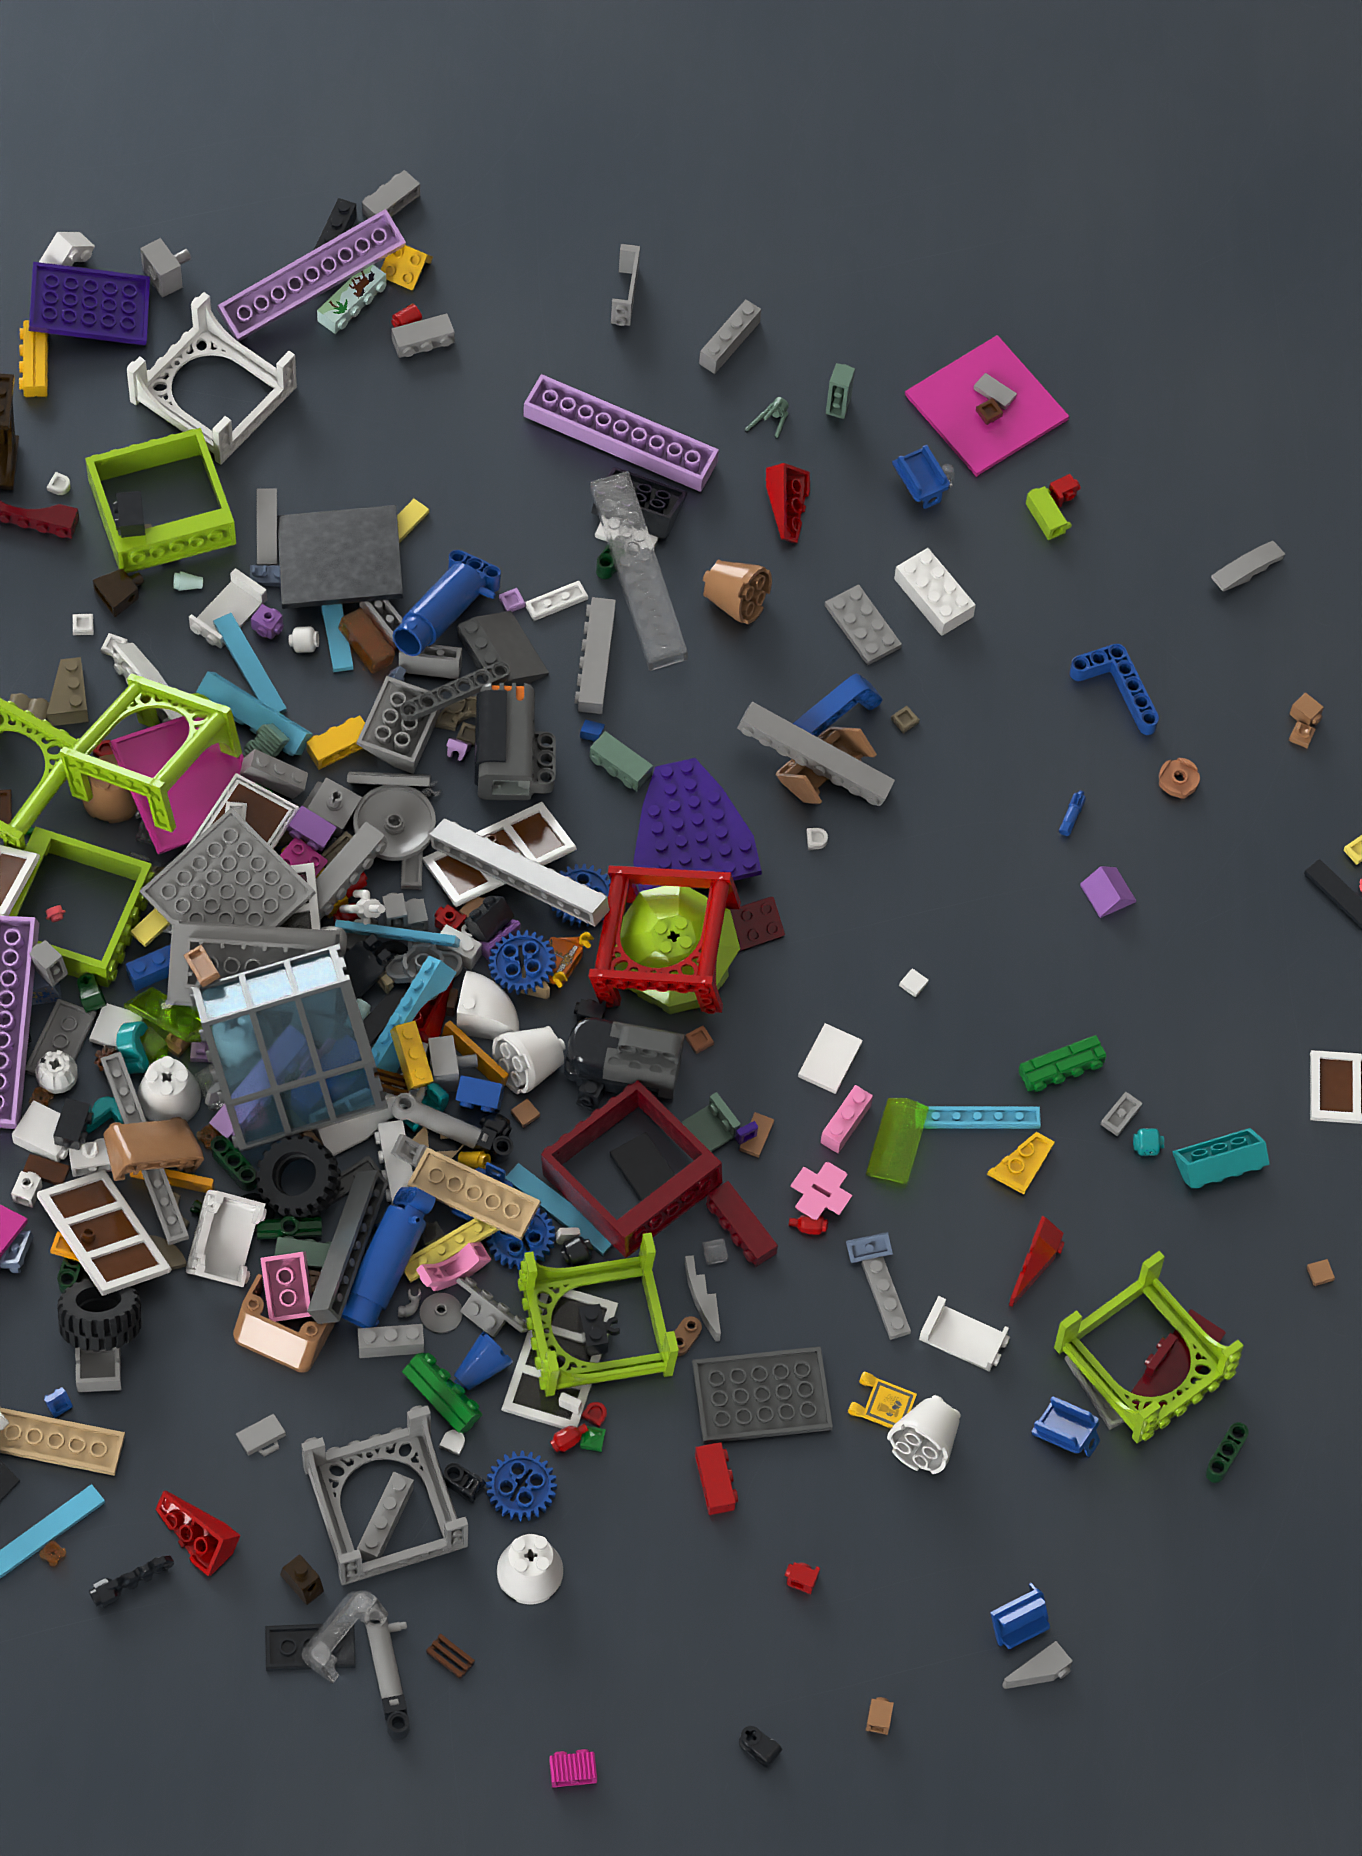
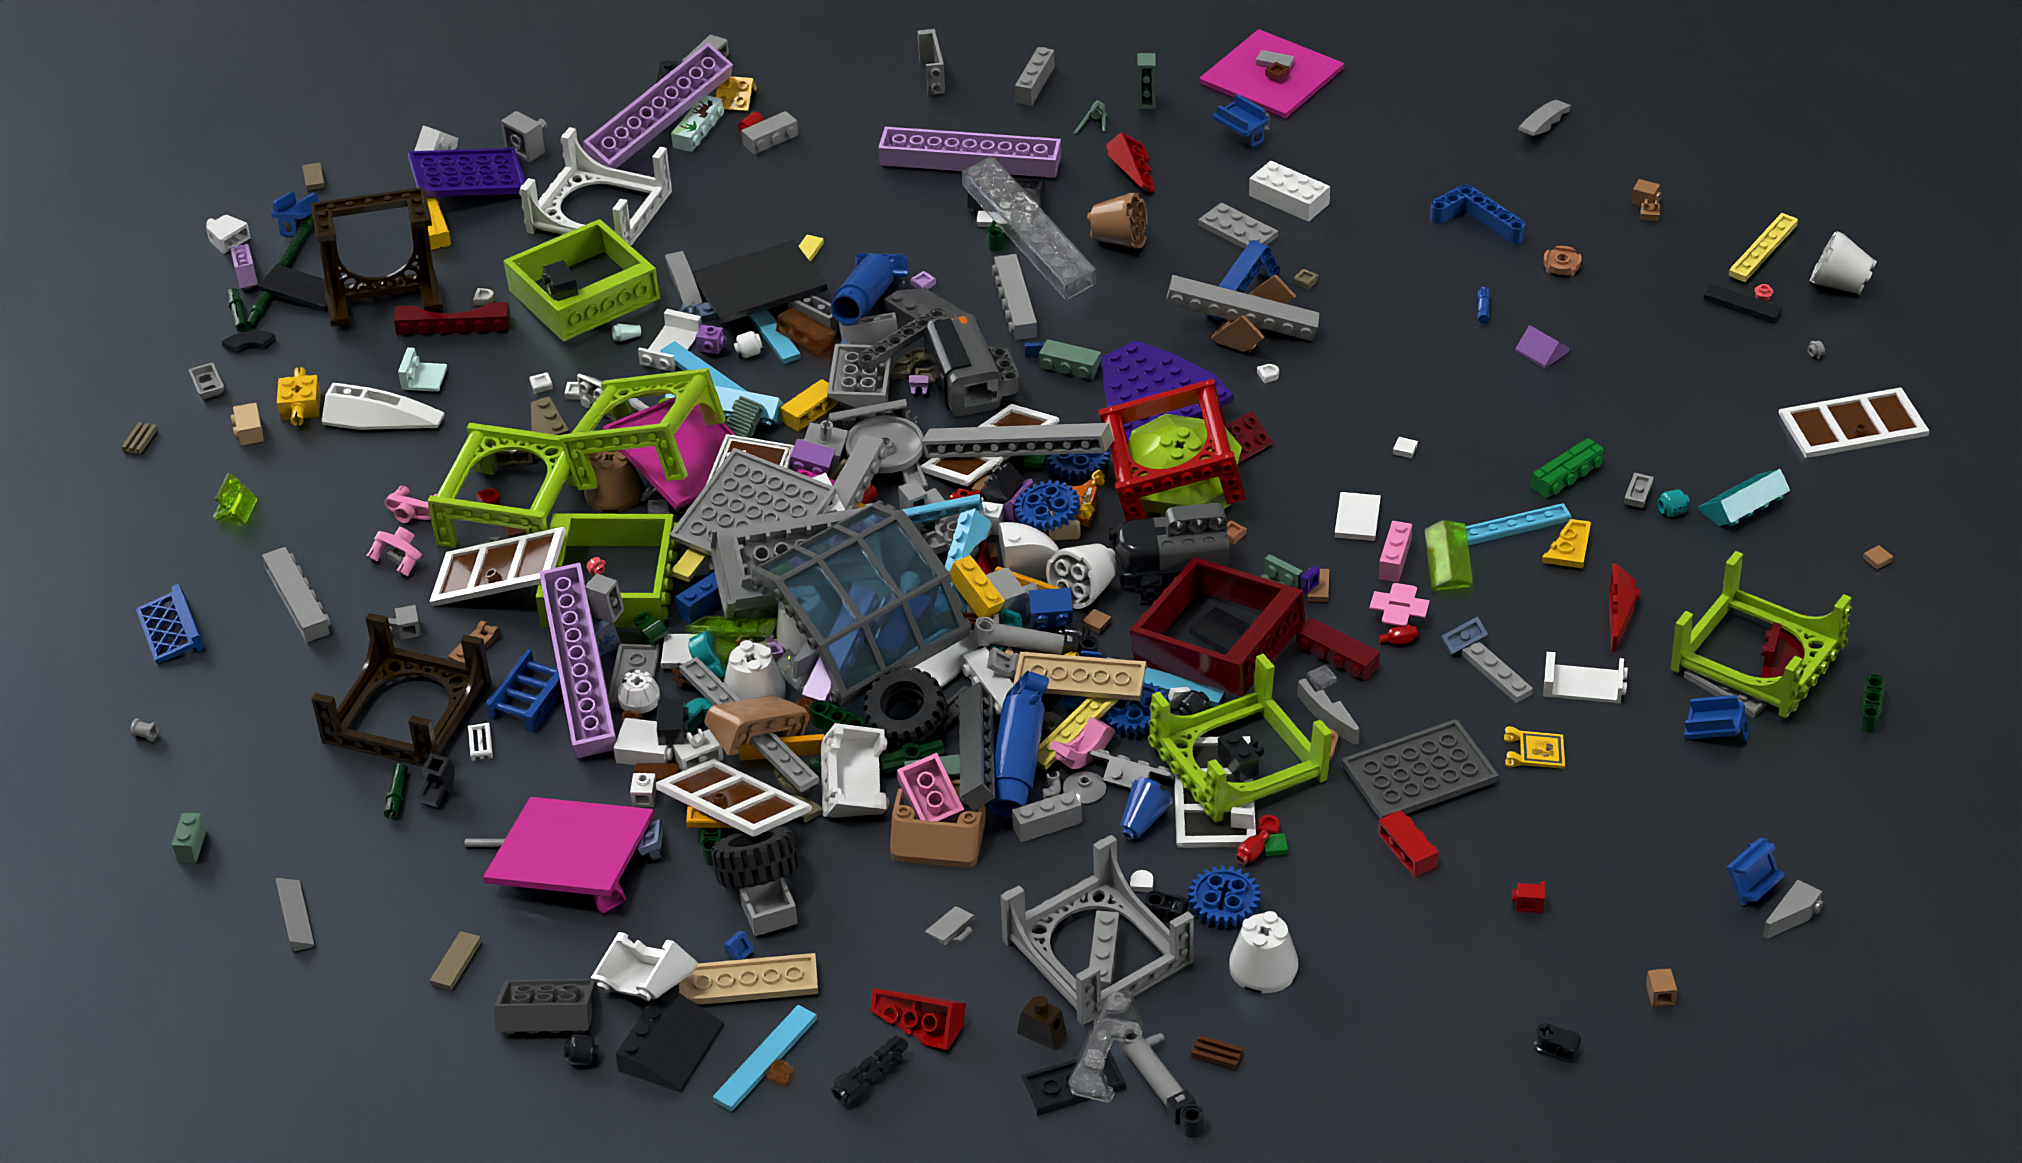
camera: 10 degrees left, 20 degrees down
(118, 590) = (564, 351): dark brown torso -> none
(202, 966) = (755, 550): medium nougat tile -> none
(273, 774) = (755, 427): light grey brick -> none
(364, 908) = (888, 494): white plant -> none
(442, 1392) = (1130, 848): green brick -> none
(556, 600) = (962, 272): white tile -> none
(573, 1768) = (1383, 1110): dark pink brick -> none
(926, 1435) = (1590, 756): white cone -> none
(1046, 513) = (1358, 123): lime brick -> none
(1064, 489) = (1364, 106): red brick -> none

